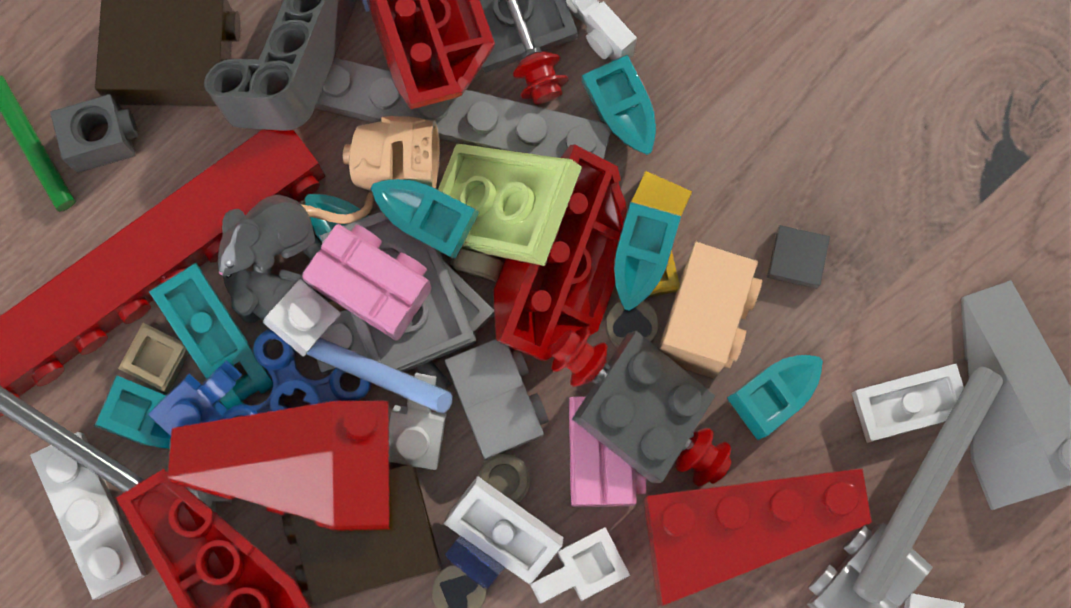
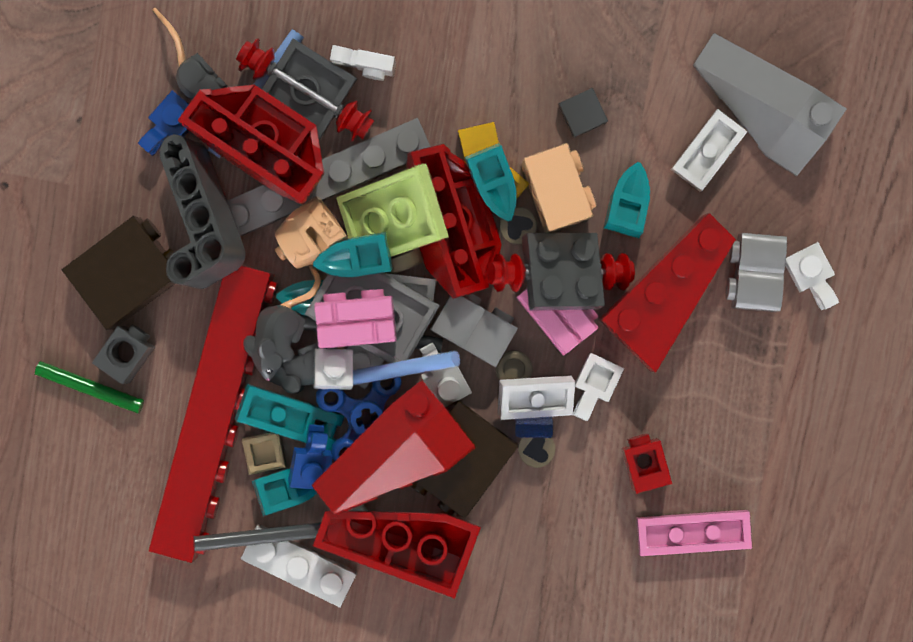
camera: 40 degrees left, 10 degrees up
(622, 103) = (415, 100): teal plate -> none
(927, 485) = (751, 192): light grey axle -> none

